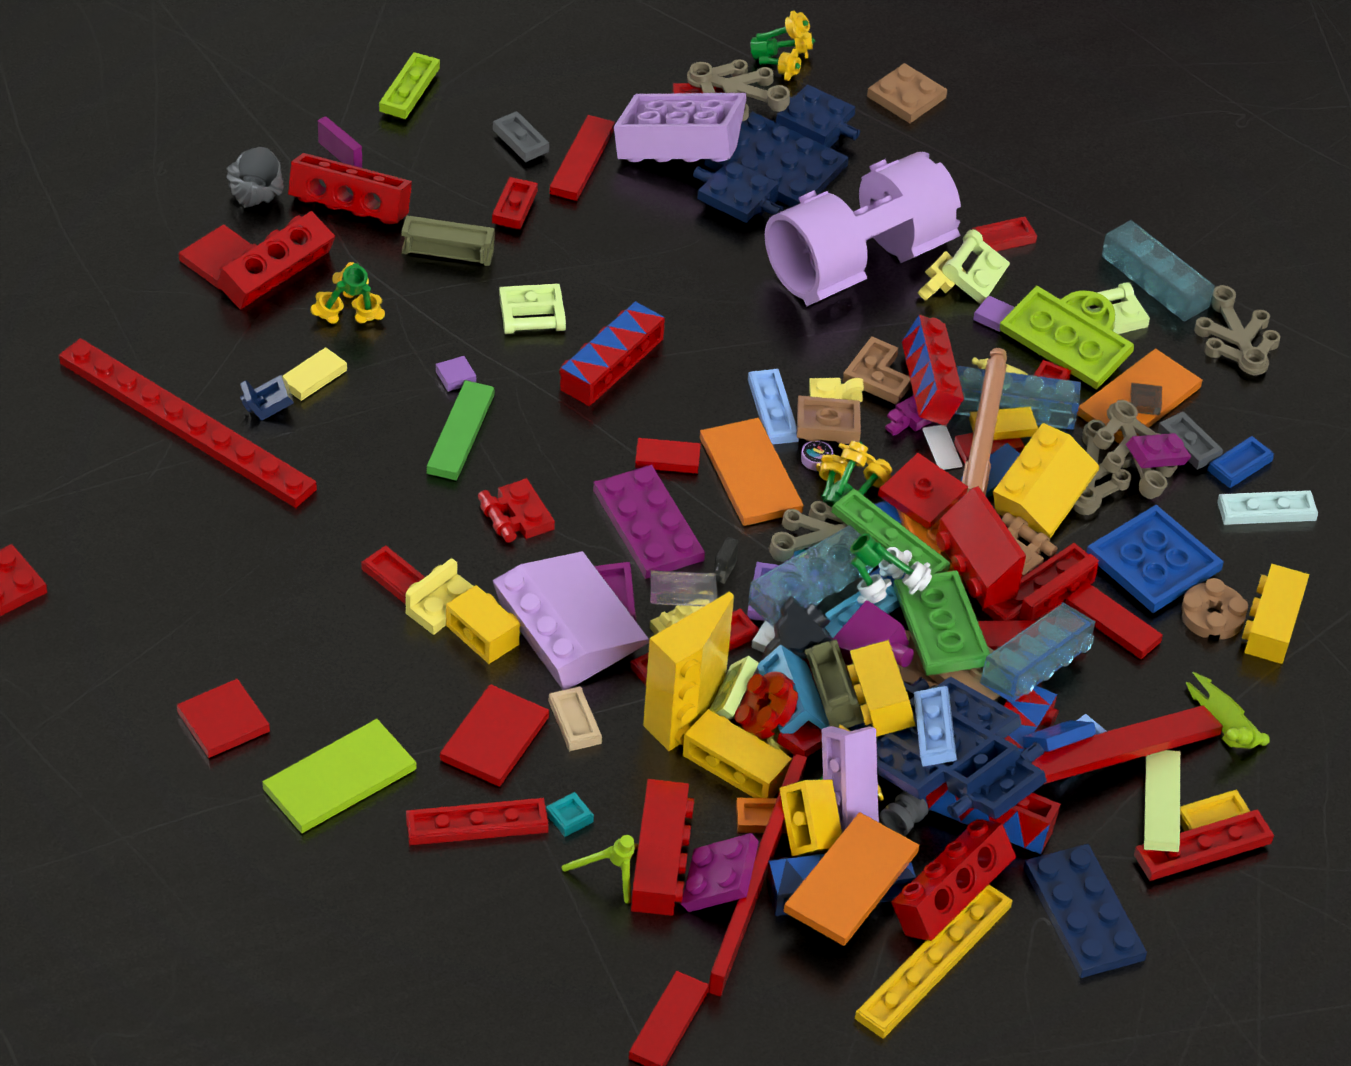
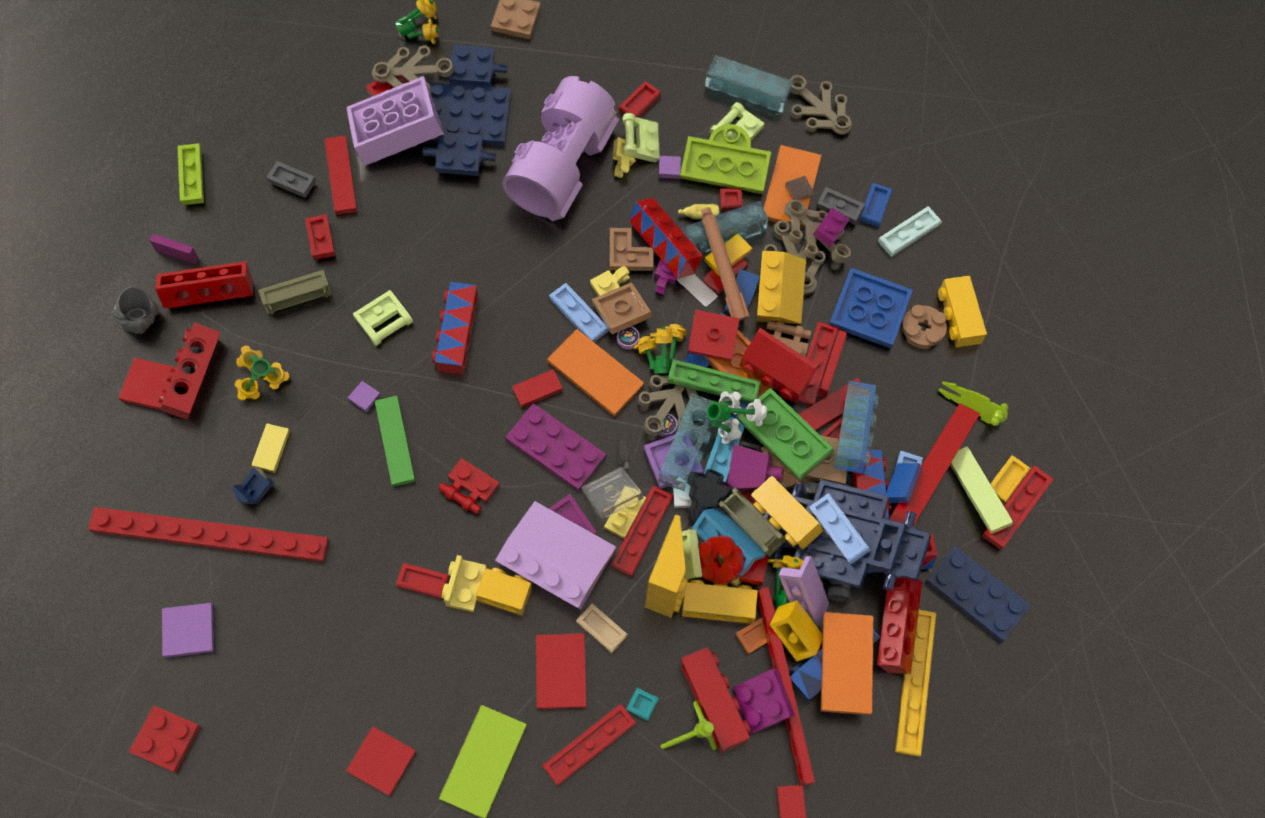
camera: 30 degrees left, 20 degrees up
(98, 496) = (187, 630): none -> medium lavender tile
(1115, 620) = (872, 367): red tile -> none

